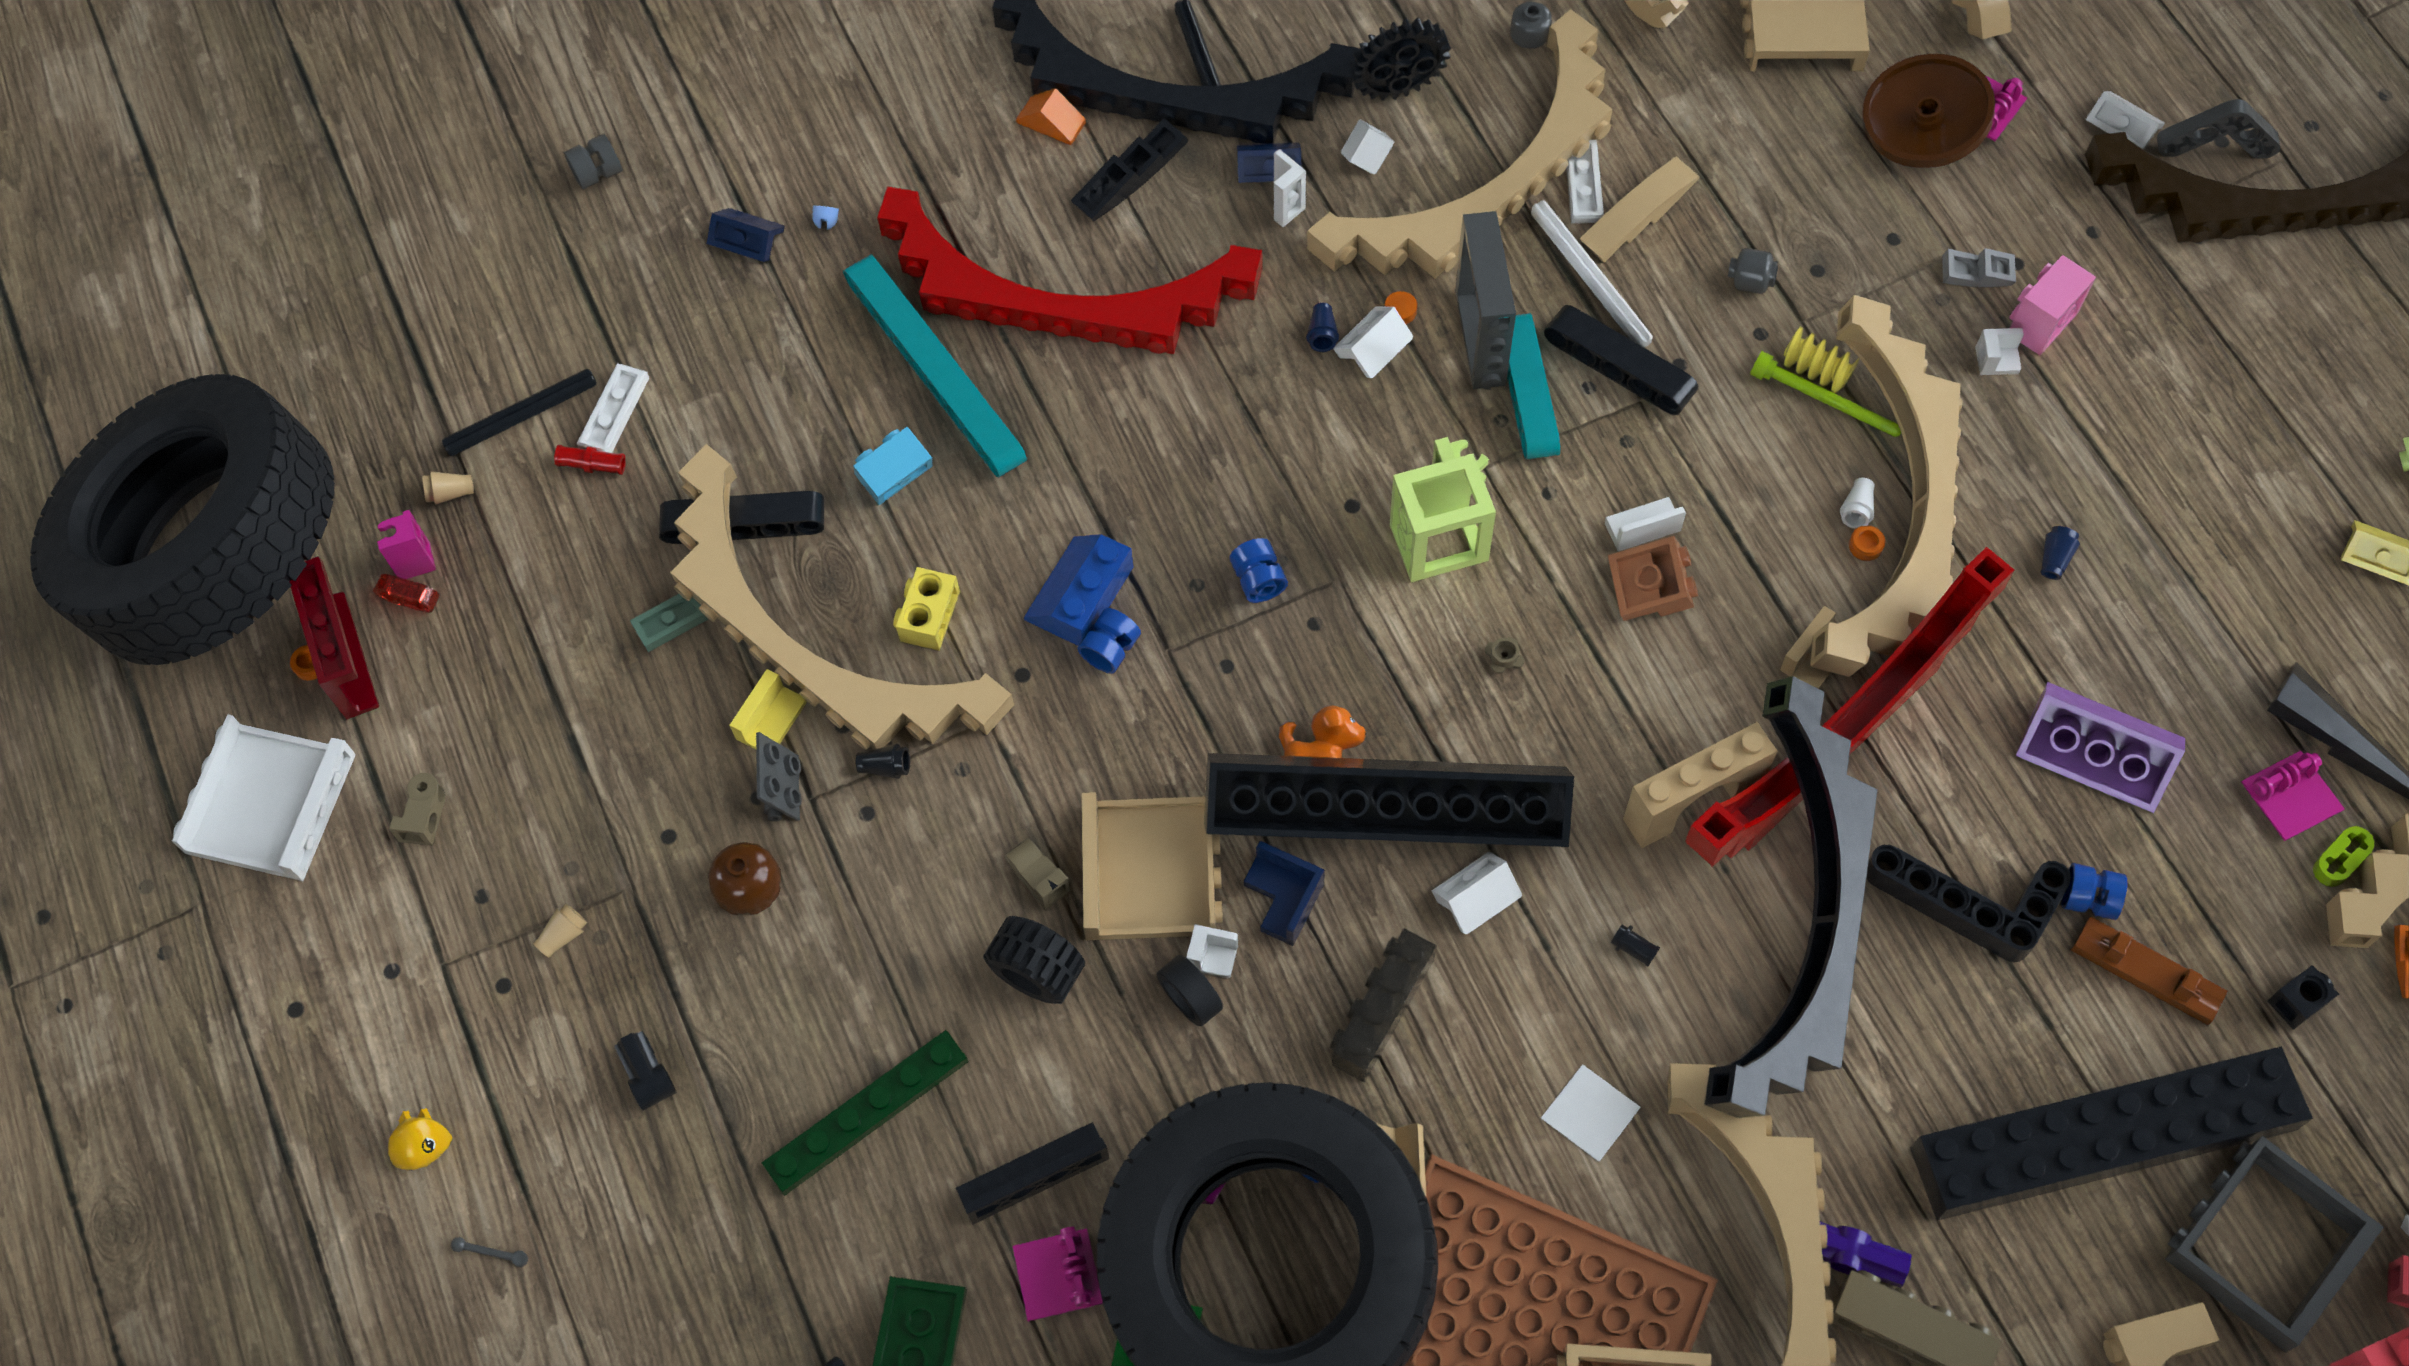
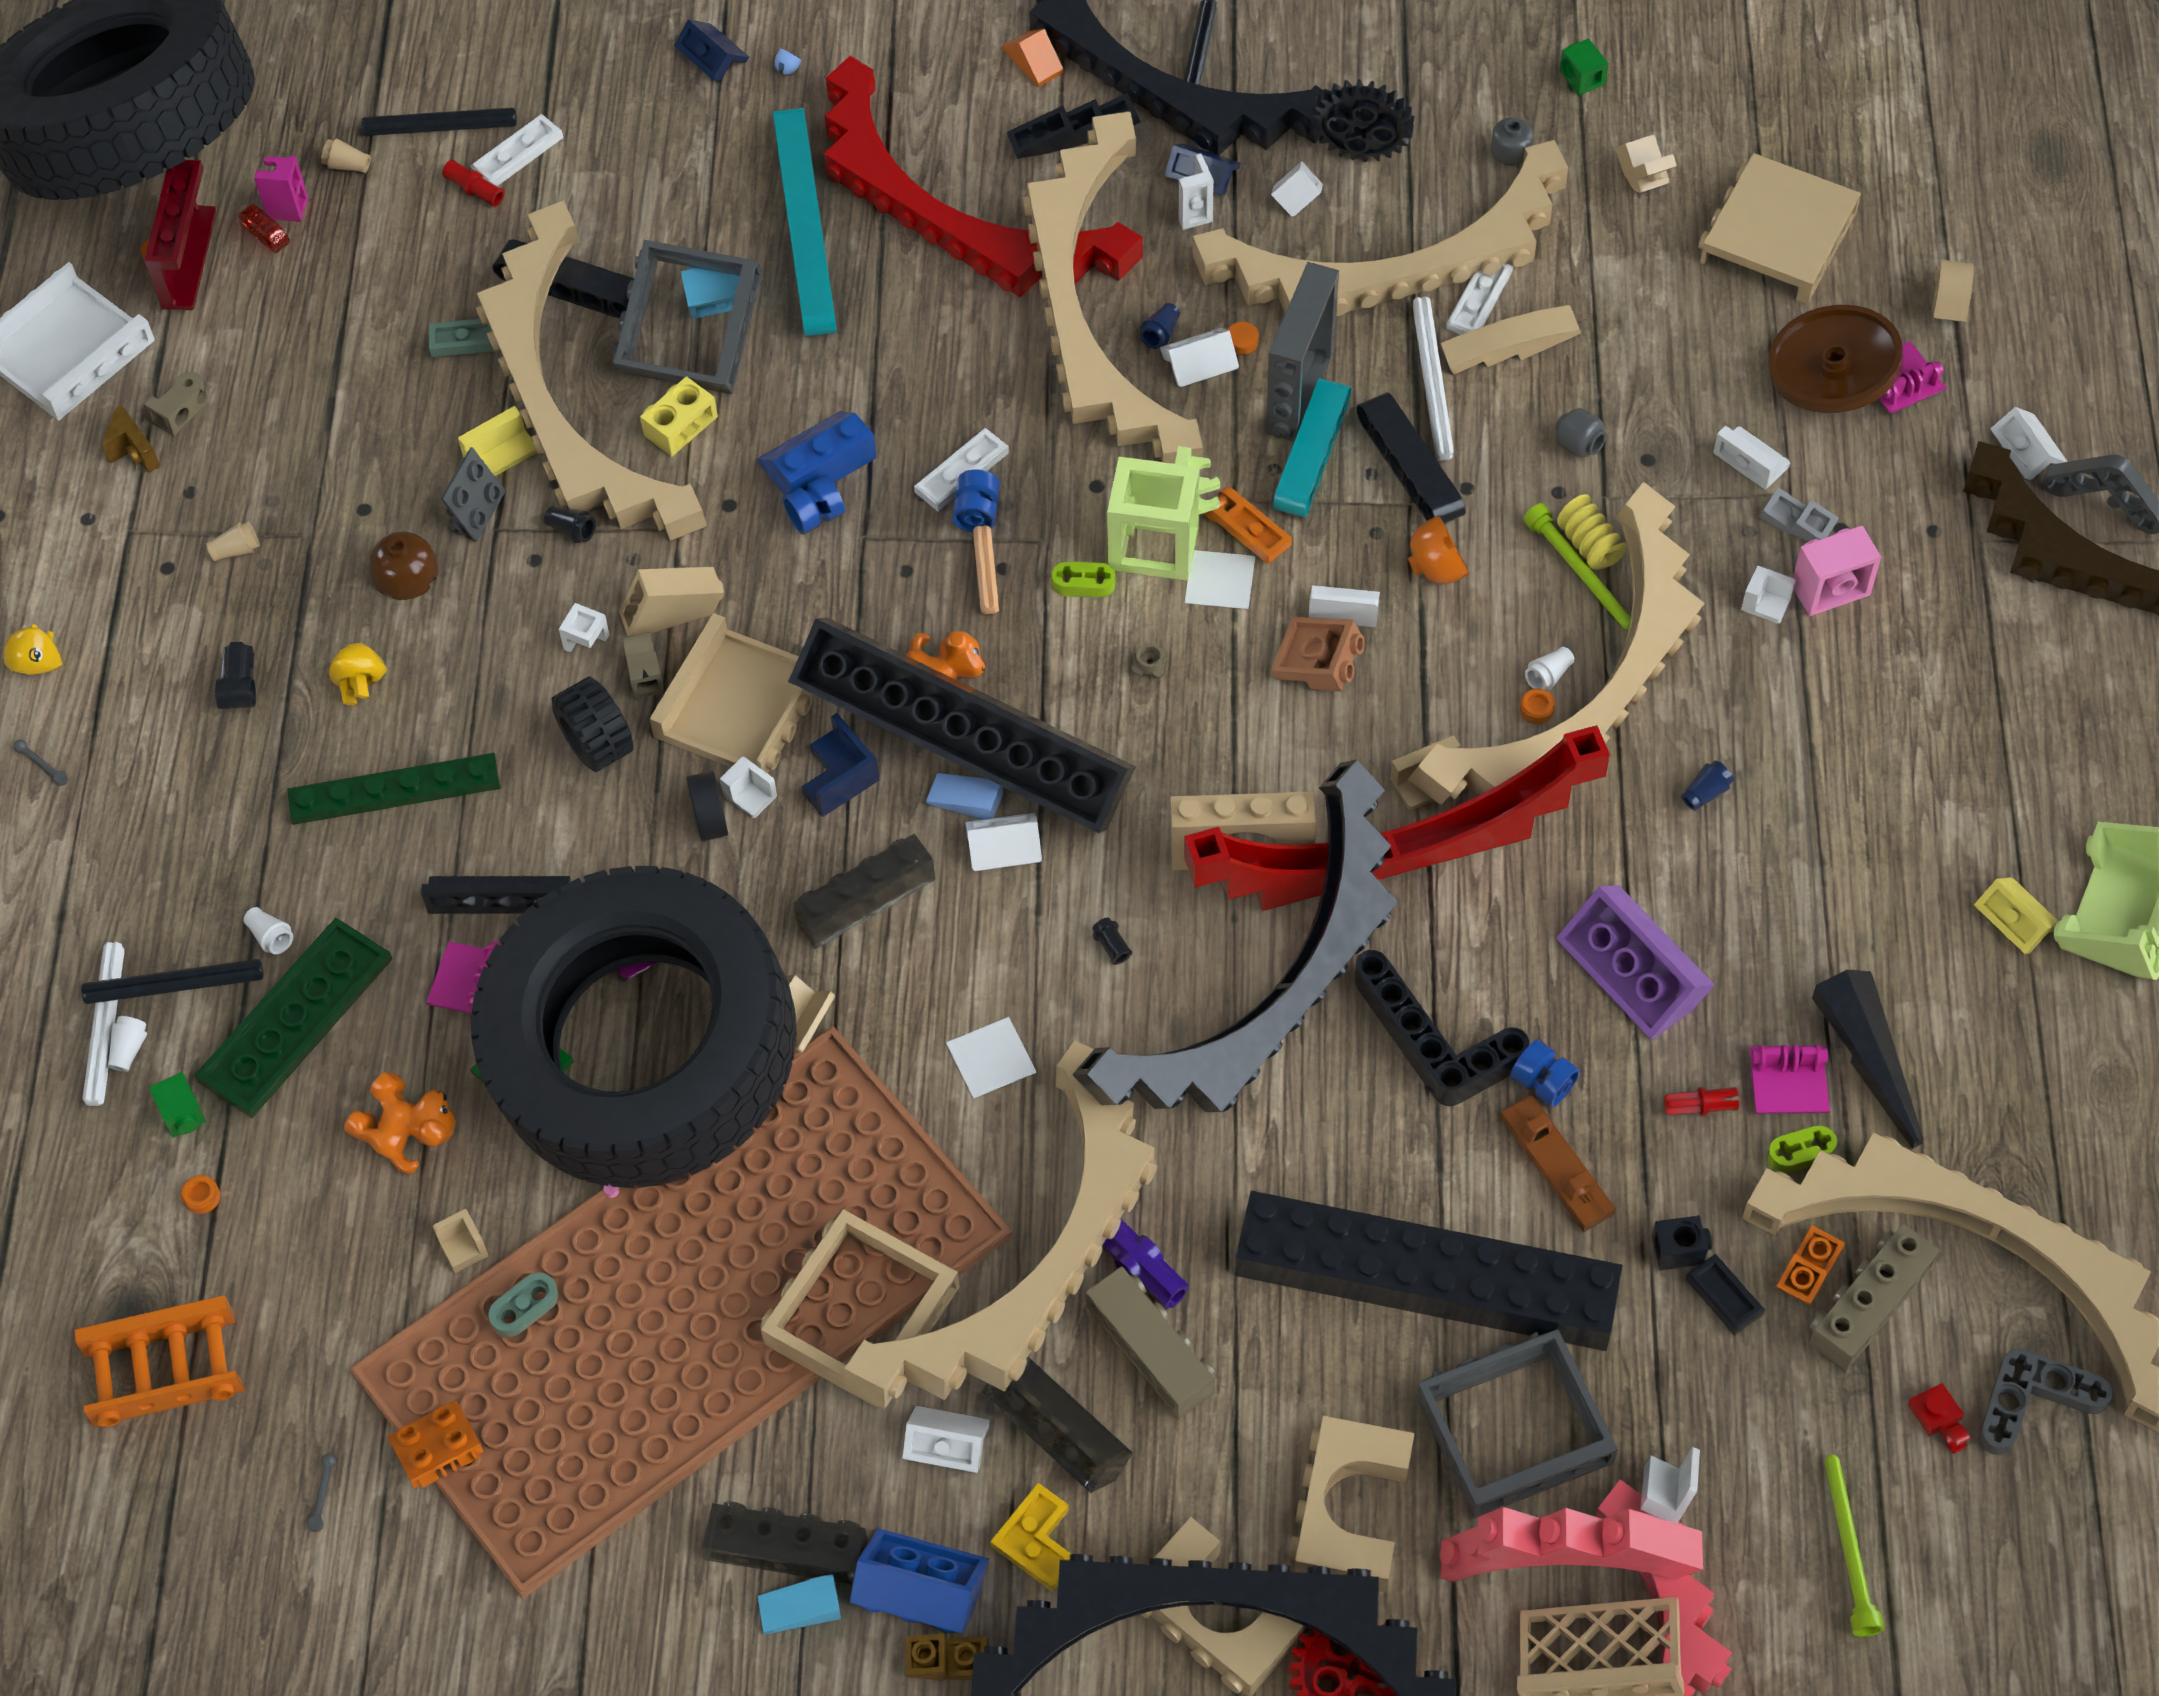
camera: 25 degrees right, 5 degrees down
(388, 869) = (126, 438): none -> pearl gold slope
(760, 1009) = (355, 669): none -> yellow piece
(825, 504) = (738, 325): none -> dark grey window
(829, 1322) = (269, 931): none -> white cone
(963, 863) = (583, 627): none -> white panel
(1027, 797) = (669, 598): none -> tan slope
(1222, 537) = (979, 453): none -> white tile
(1293, 406) = (1091, 381): none -> tan arch
(1302, 633) = (985, 570): none -> light nougat axle
(1396, 601) = (1083, 579): none -> lime beam
(1415, 864) = (966, 795): none -> light blue slope
(1519, 548) = (1220, 579): none -> white sticker
(1522, 485) = (1249, 526): none -> orange plate
(1701, 438) = (1436, 553): none -> orange cylinder
(1905, 230) = (1750, 456): none -> white panel
(2236, 852) = (1700, 1101): none -> red axle
(2364, 1026) = (1725, 1294): none -> black tile

